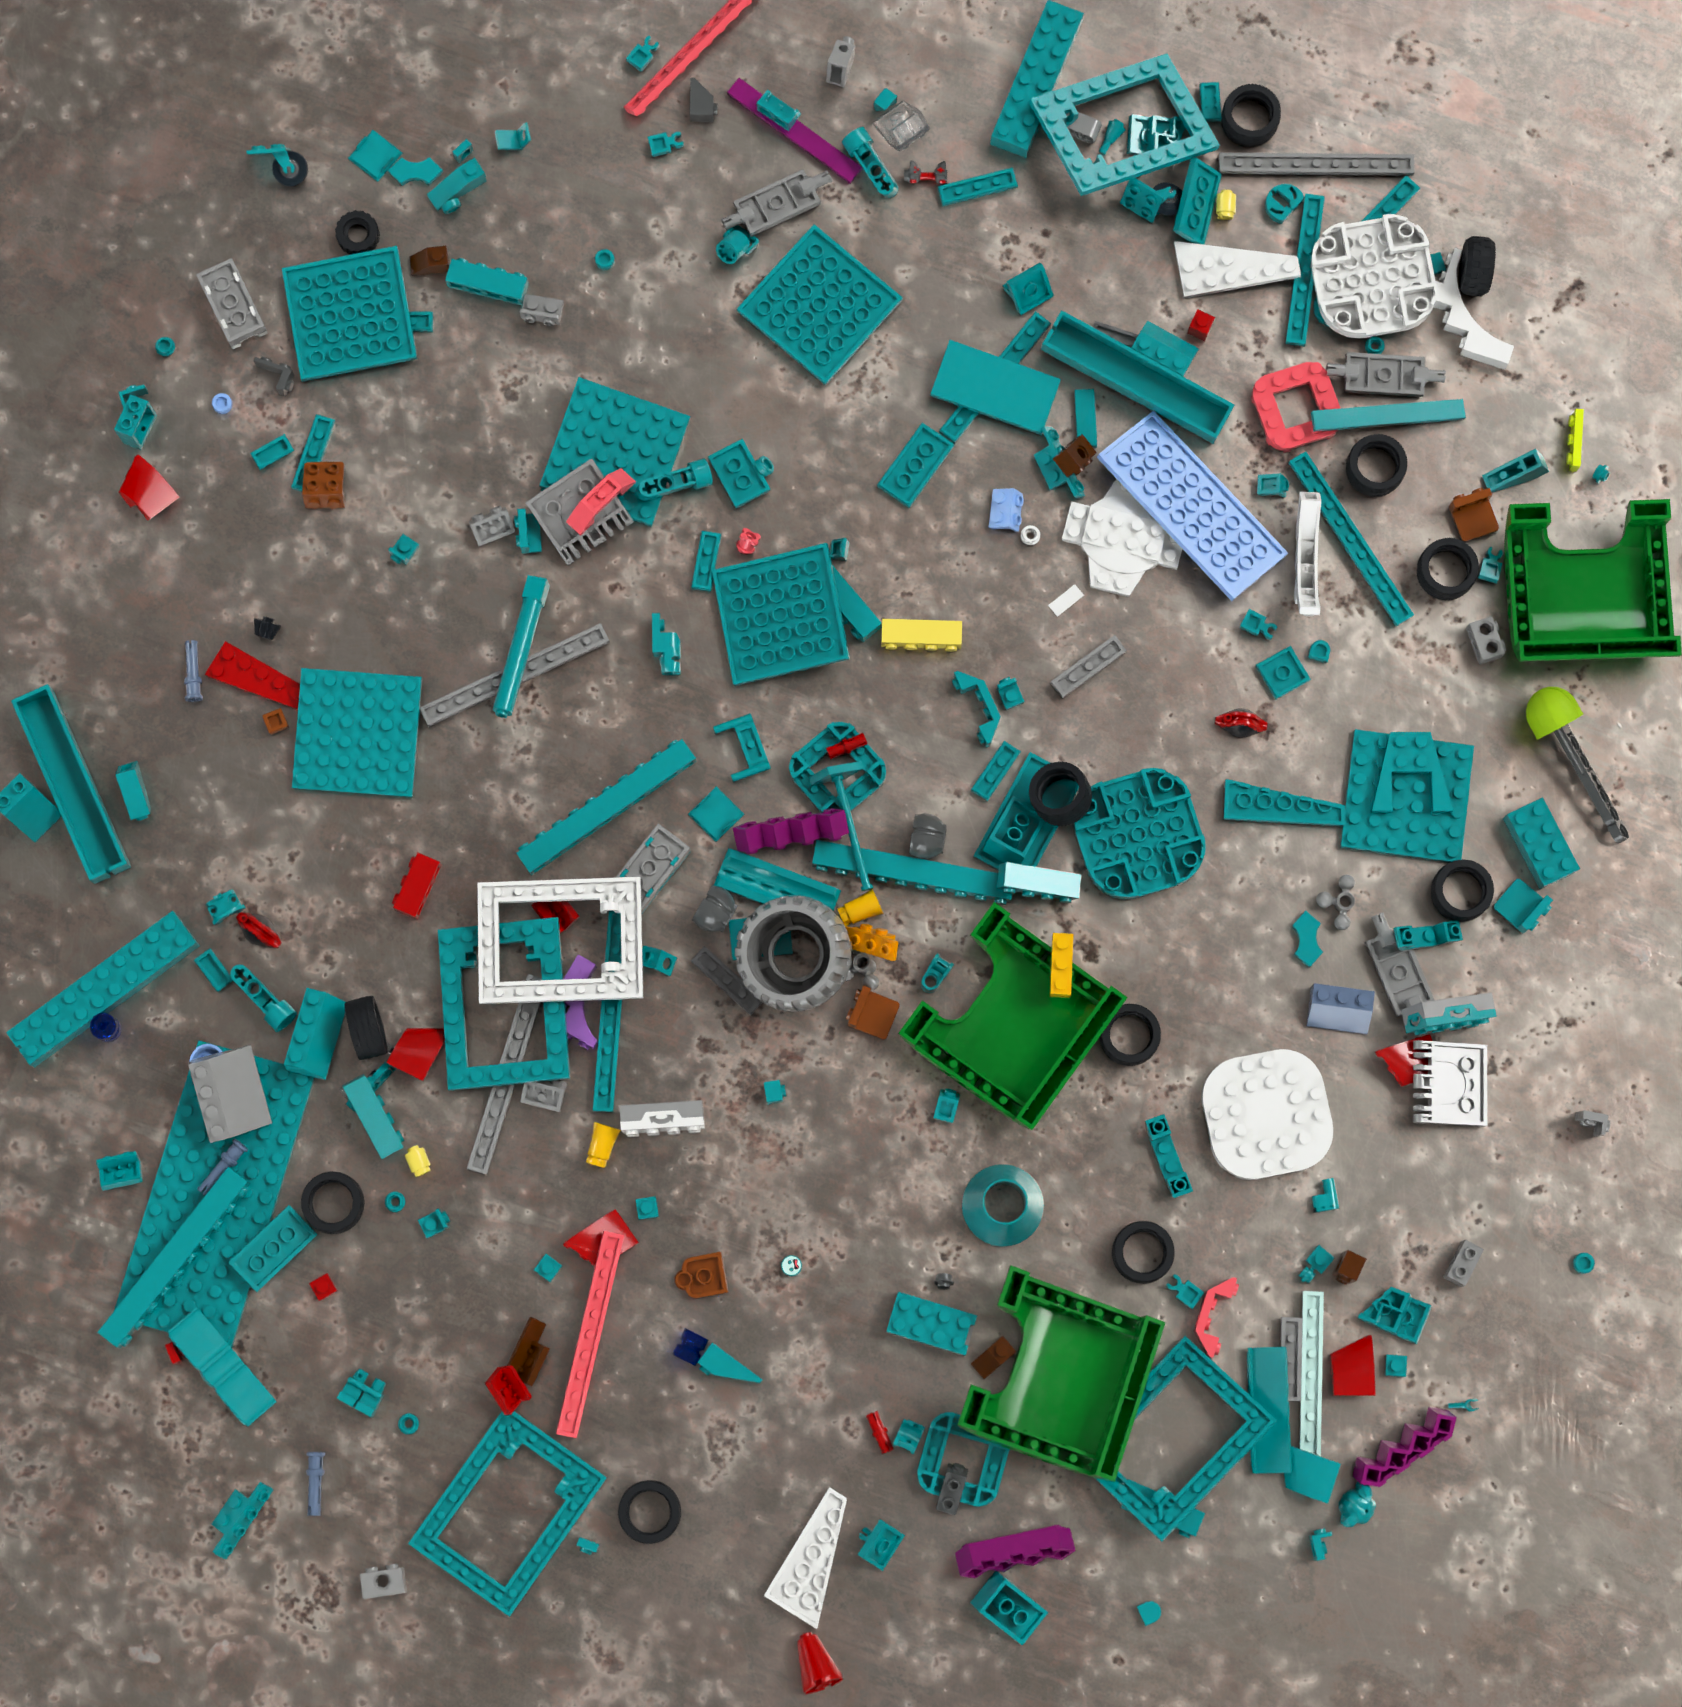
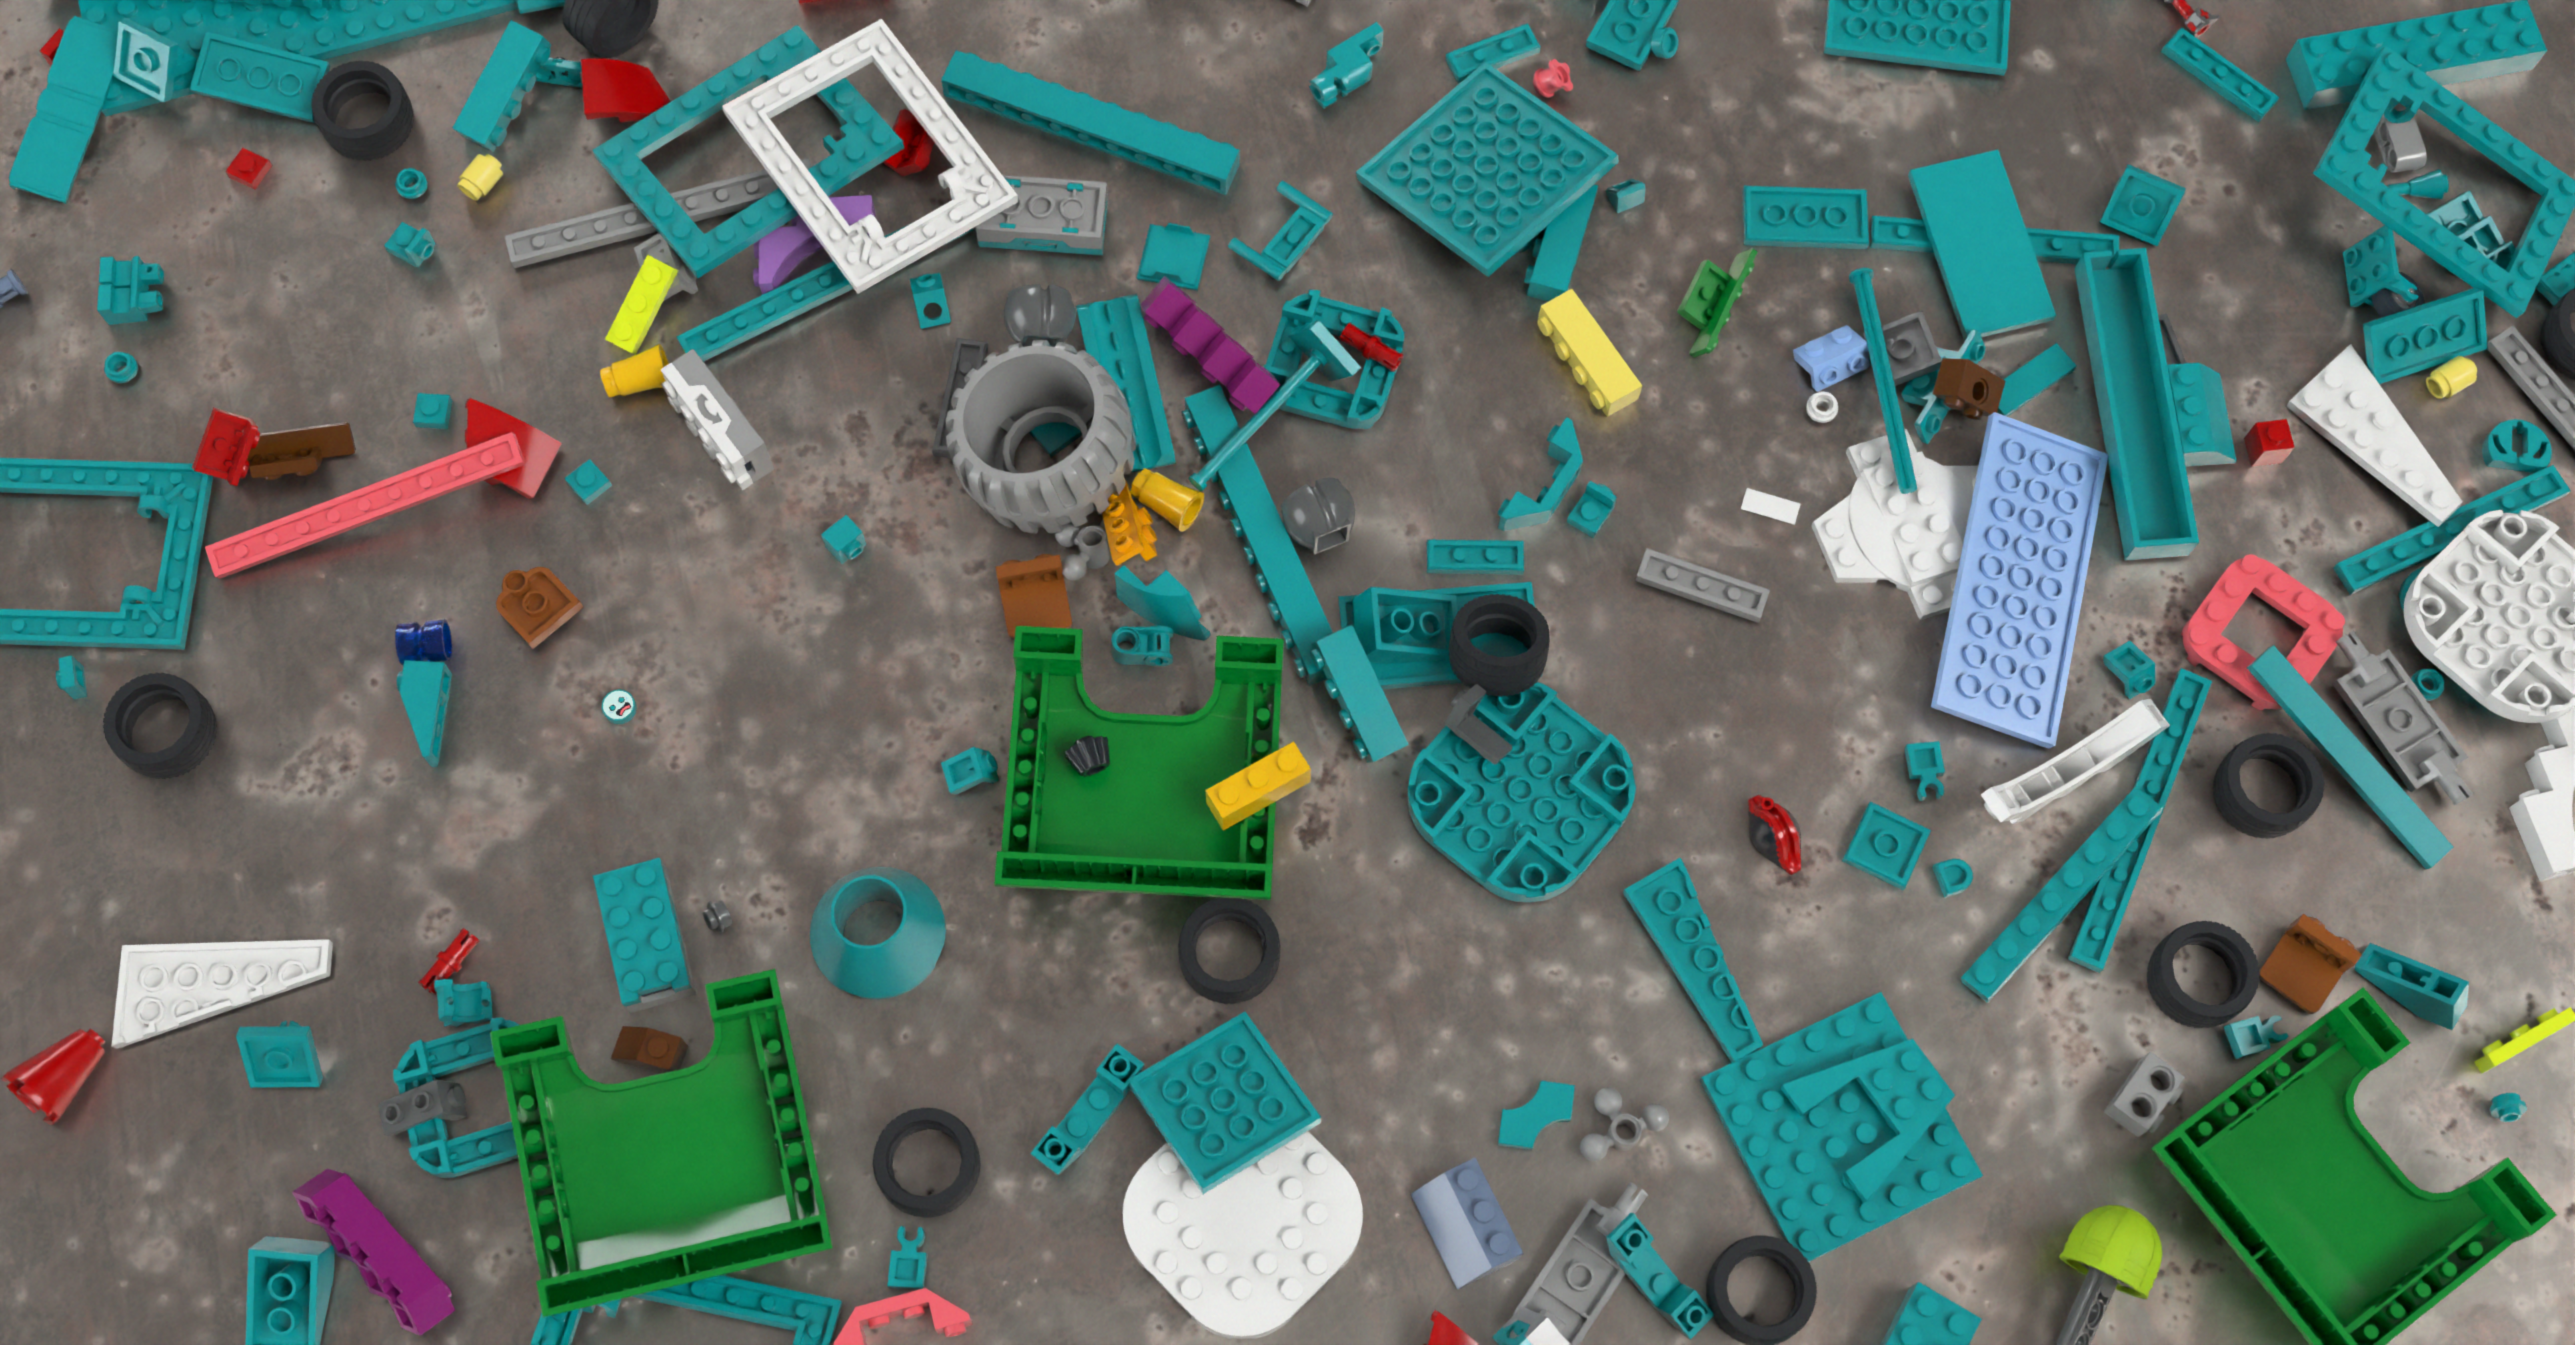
camera: 55 degrees right, 10 degrees down
(225, 1304) = (149, 60): none -> teal bracket
(561, 1118) = (641, 304): none -> neon yellow plate
(923, 948) = (1161, 603): none -> teal slope
(933, 548) = (1711, 298): none -> green bracket
(983, 1039) = (1089, 755): none -> black piece
(1028, 472) = (1910, 348): none -> flat silver plate
(1040, 494) = (1884, 380): none -> teal axle
(1095, 836) = (1473, 730): none -> dark grey bracket
(1209, 1086) = (1224, 1102): none -> teal plate
(1364, 606) = (2061, 894): none -> teal plate

